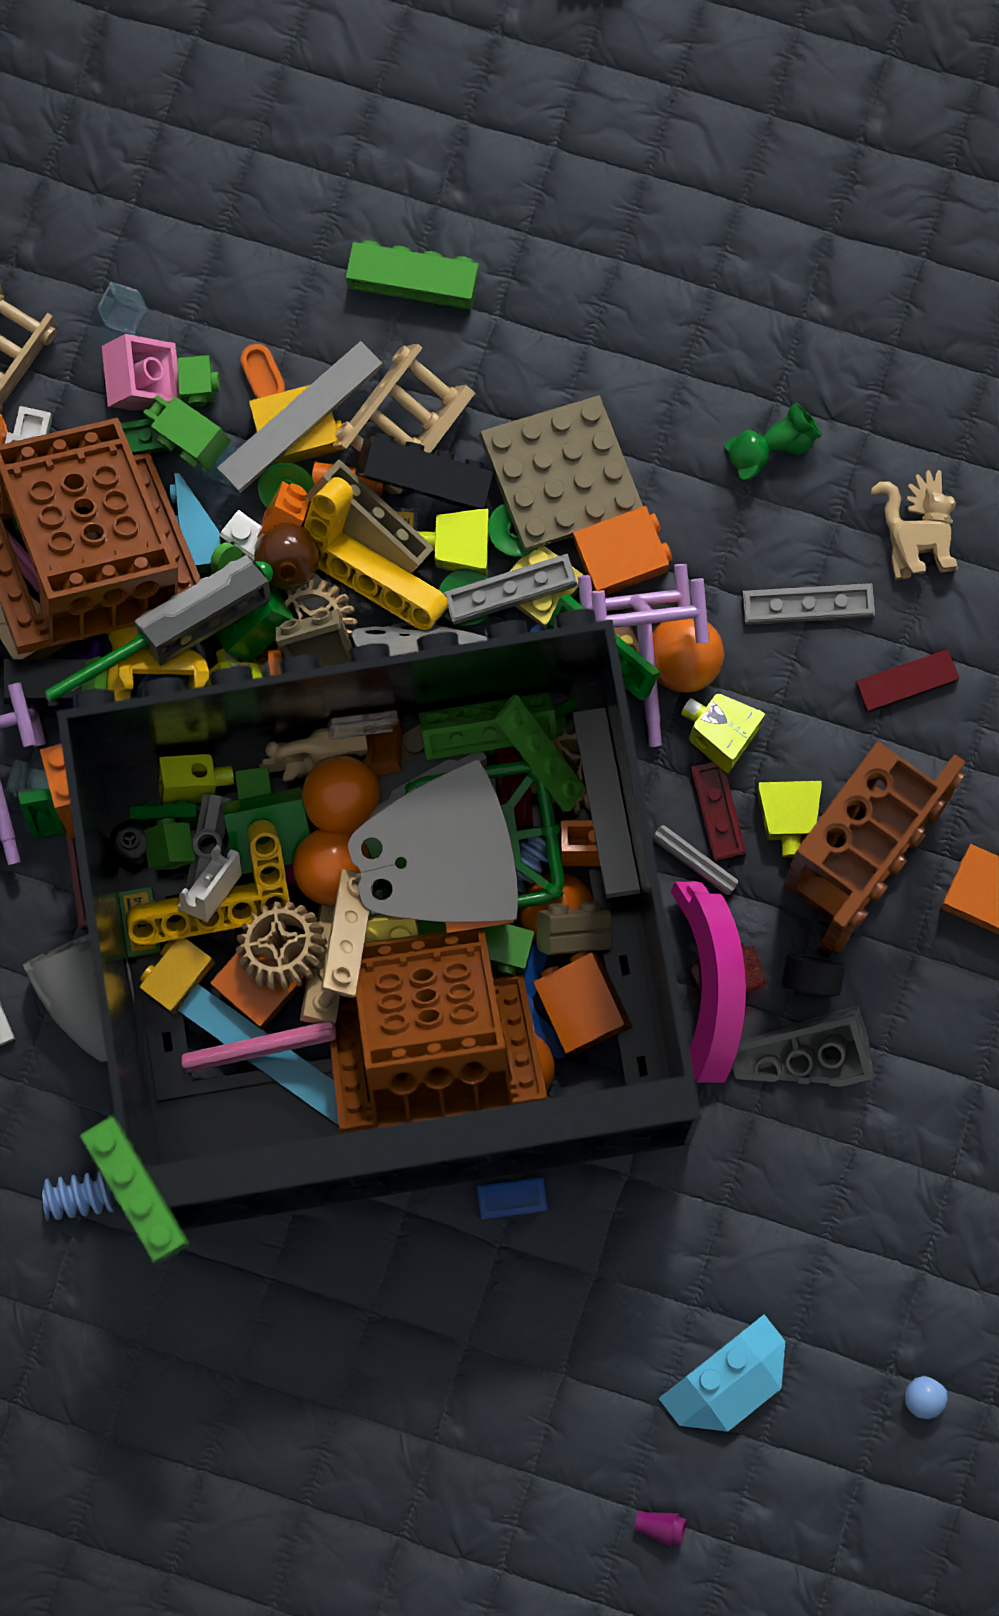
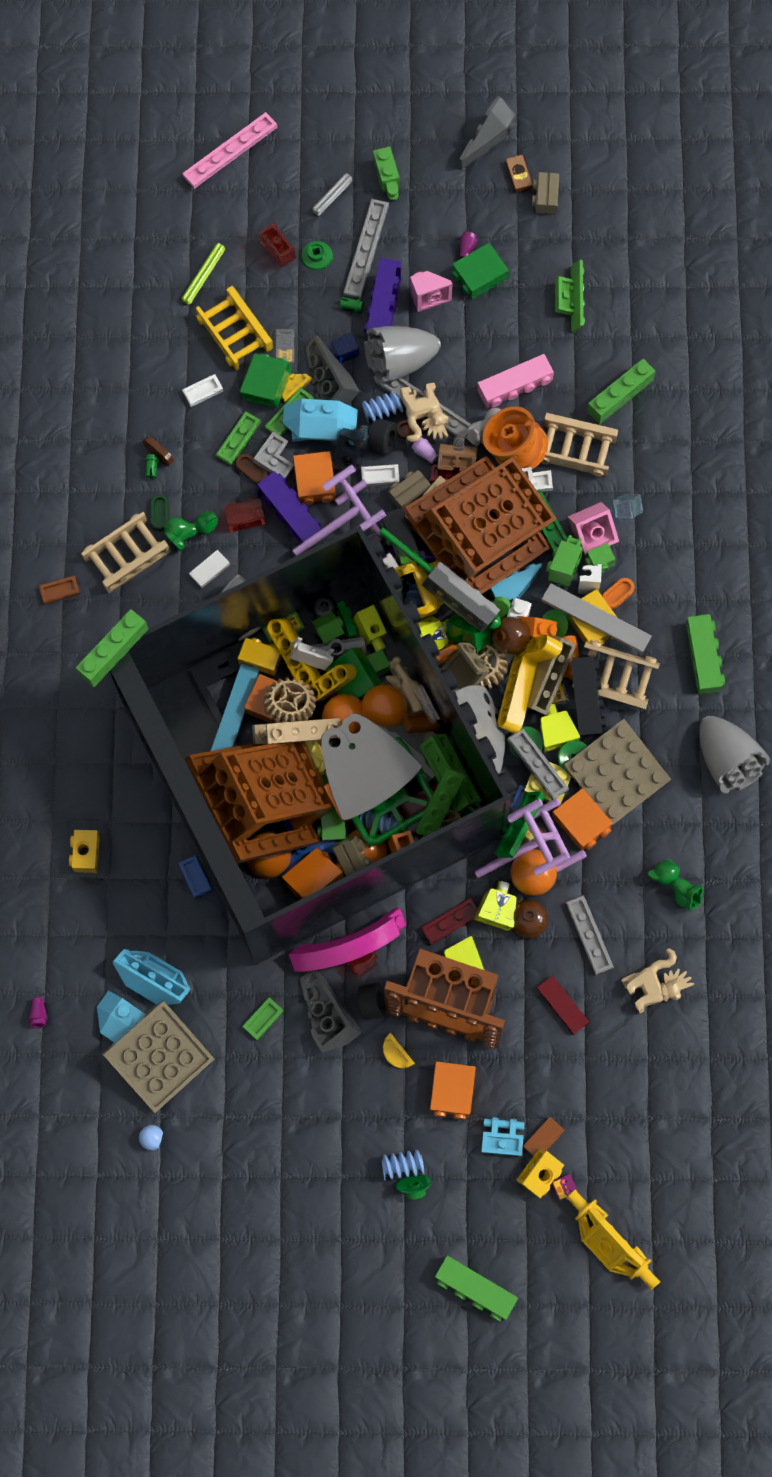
camera: 70 degrees right, 5 degrees down
(234, 403) = (590, 583): none -> white hinge
(259, 1046) = (232, 710): bright pink axle -> none
(396, 1353) = (85, 839): none -> yellow brick
(589, 290) = (725, 749): none -> light grey cylinder
(664, 1316) = (151, 977): none -> medium azure wedge
(695, 860) = (417, 917): light grey axle -> none
(756, 684) = (529, 919): none -> reddish brown cylinder
(784, 1158) = (263, 1018): none -> bright green tile
(800, 1345) = (158, 1056): none -> dark tan plate
(904, 965) = (395, 1053): none -> yellow tile

